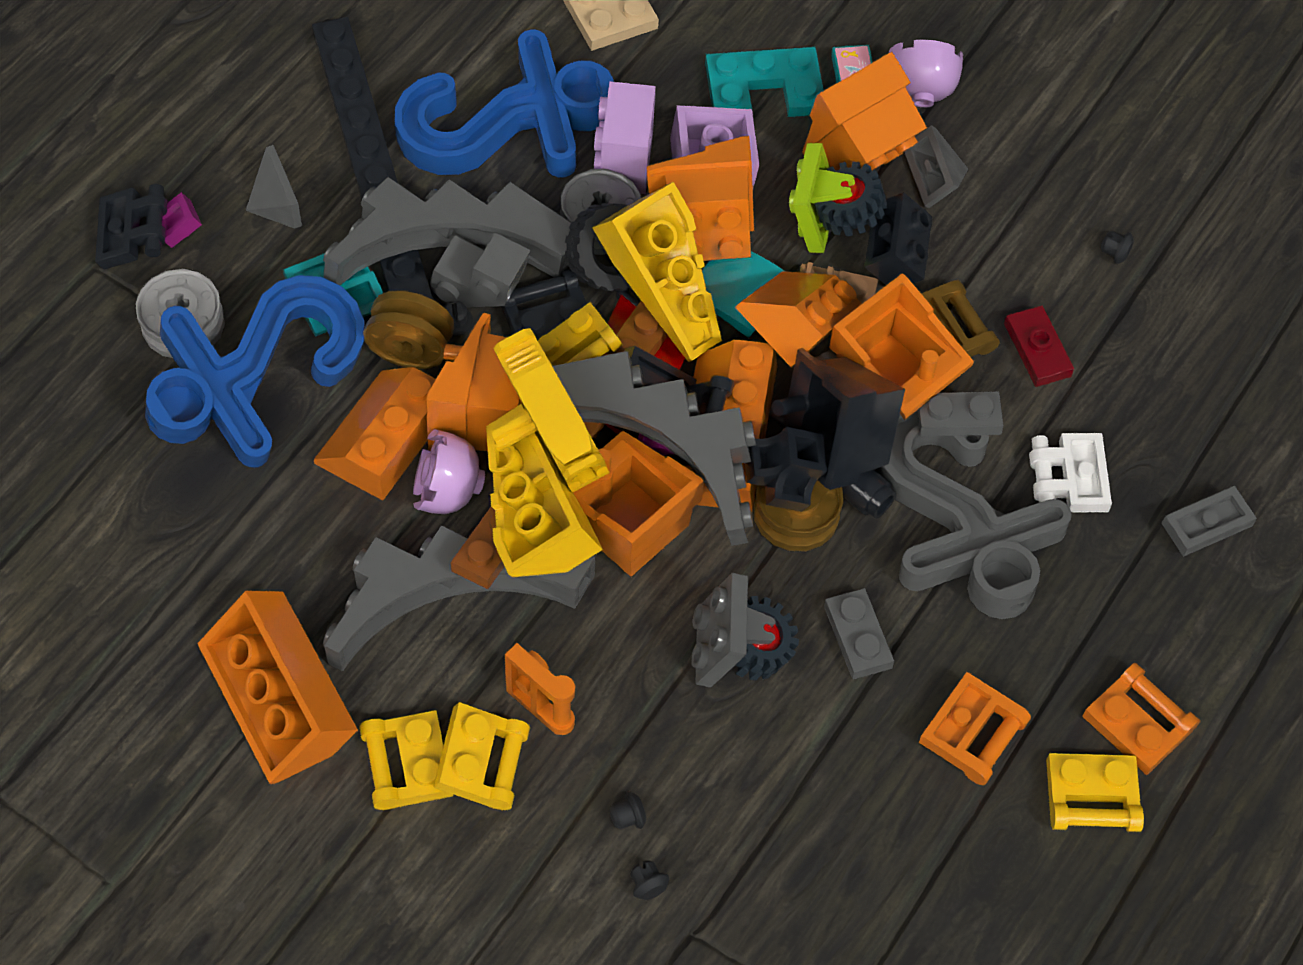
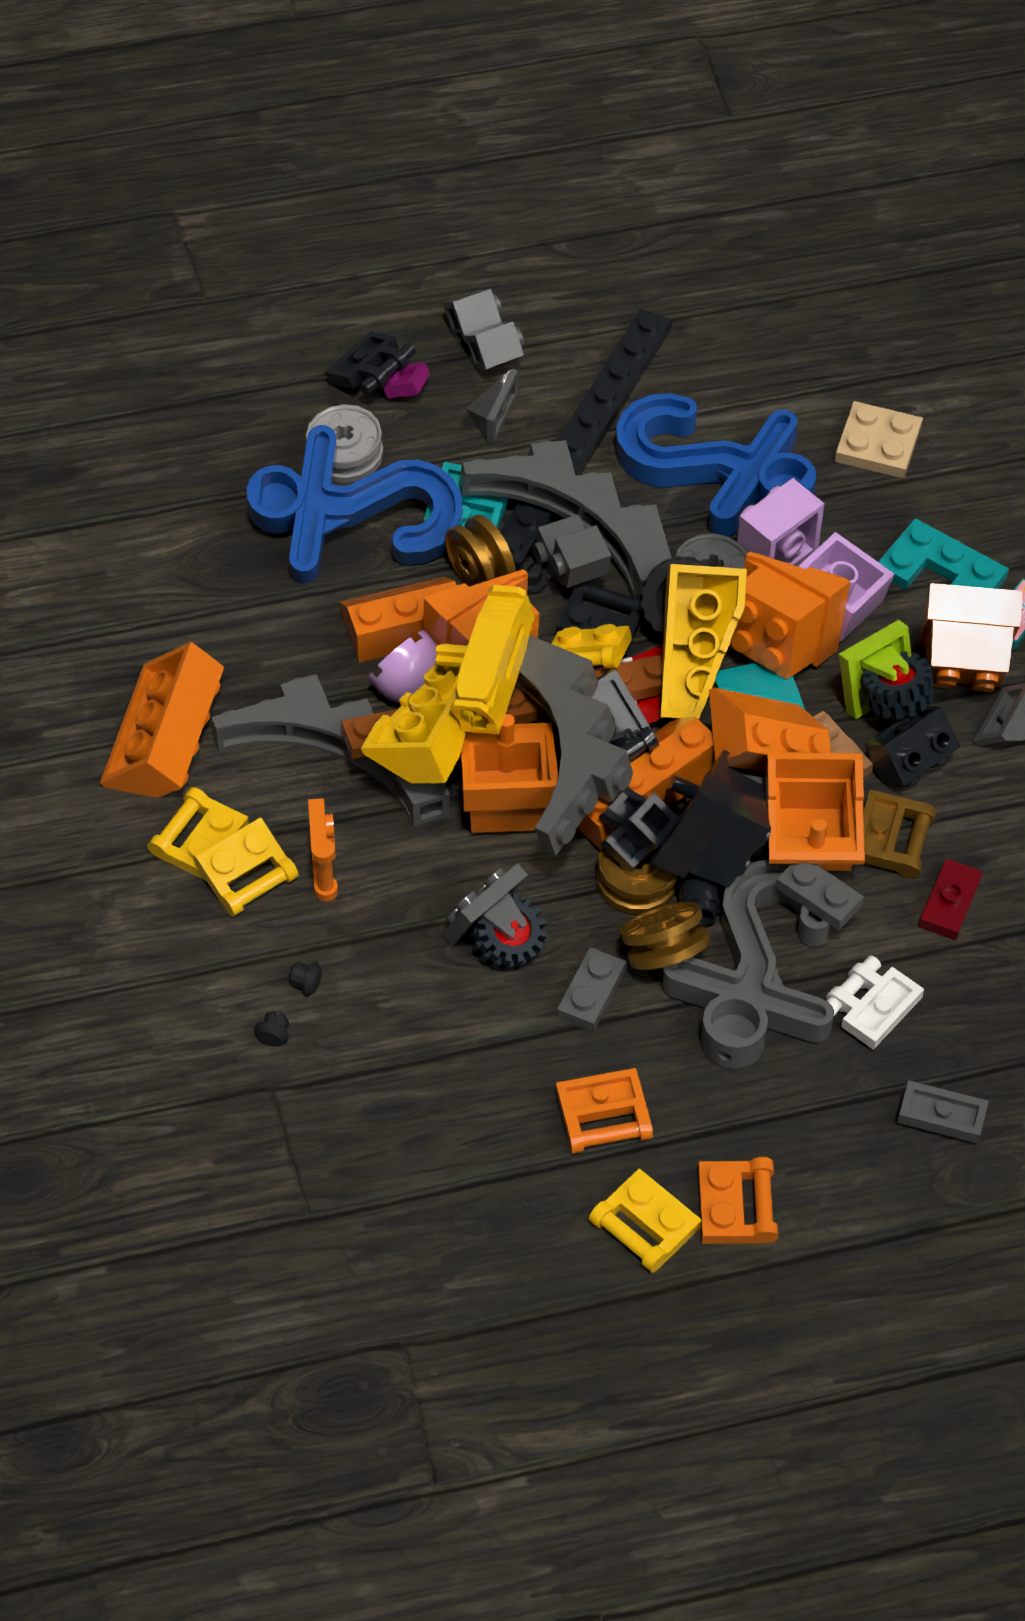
camera: 45 degrees right, 5 degrees down
(187, 126) = (477, 323): none -> brick
(885, 542) = (665, 935): none -> pearl gold wheel

